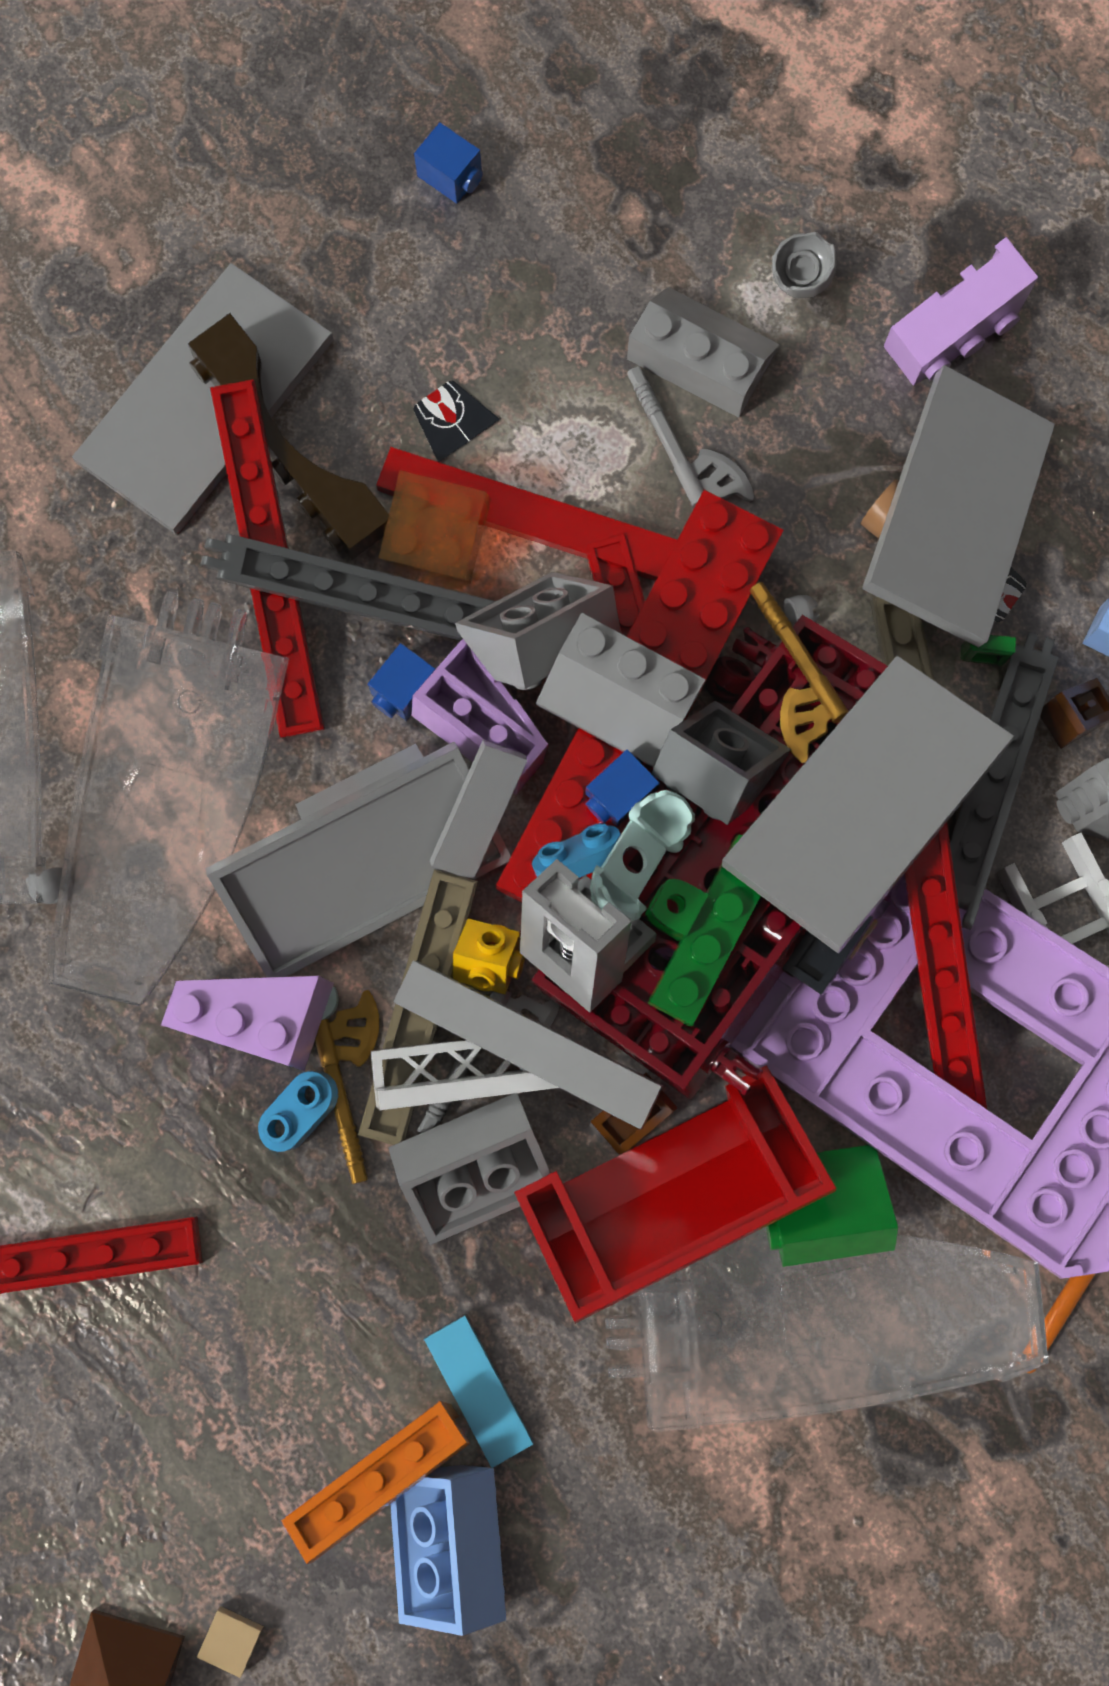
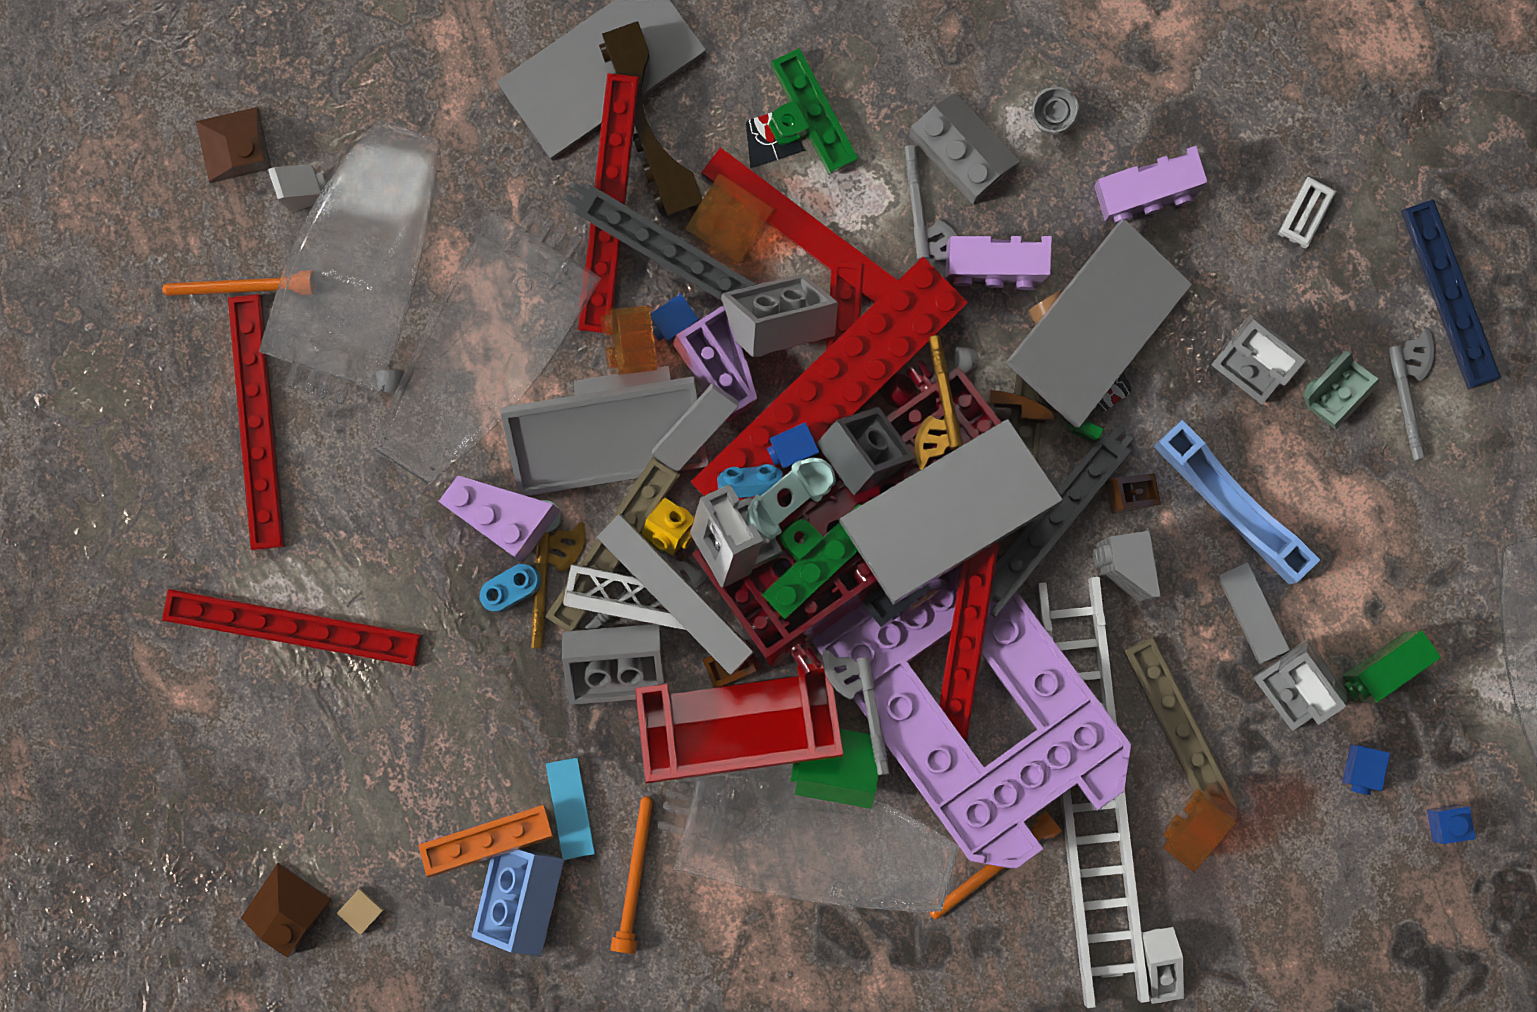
camera: 20 degrees right, 5 degrees up
(351, 721) = (630, 339): none -> clear orange brick
(490, 368) = (808, 114): none -> green plate
(615, 1555) = (625, 938): none -> orange piece
(618, 689) = (814, 379): light grey slope -> none
(803, 471) = (998, 261): none -> lavender wedge
(826, 1078) = (866, 684): none -> light grey piece
(907, 643) = (1028, 409): none -> reddish brown slope

